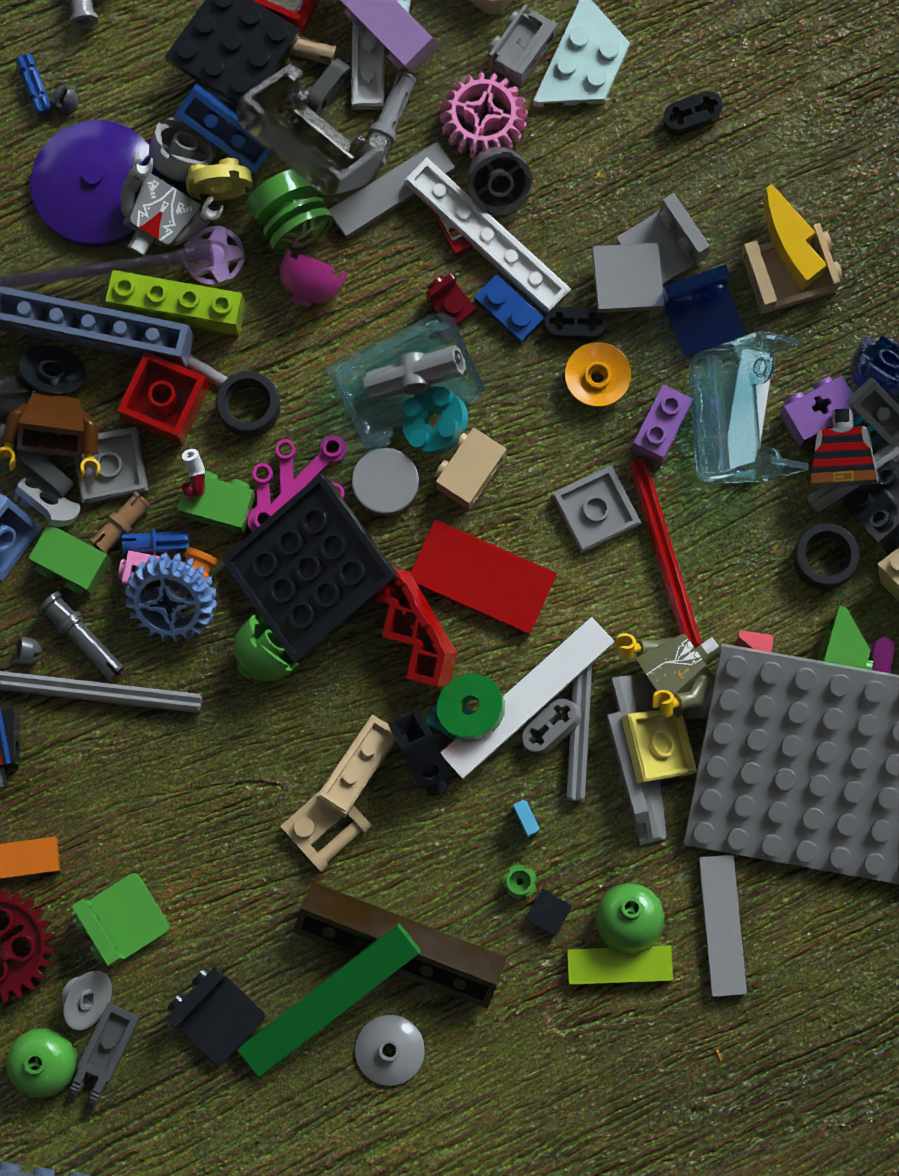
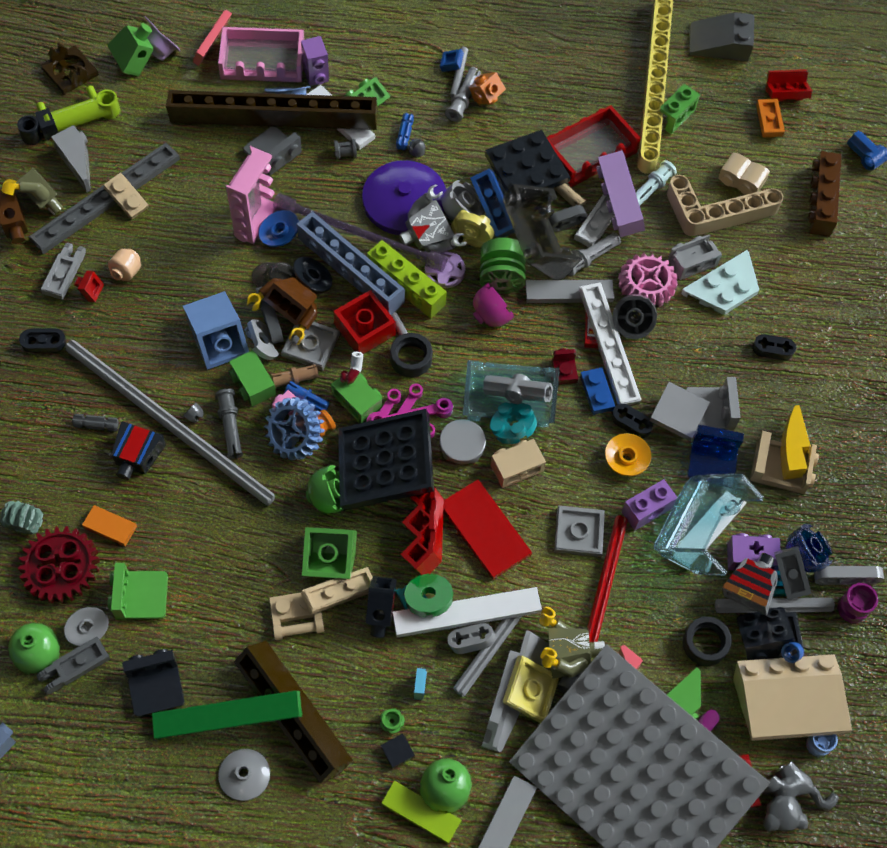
camera: 25 degrees right, 15 degrees down
(316, 727) = (329, 552): none -> bright green slope

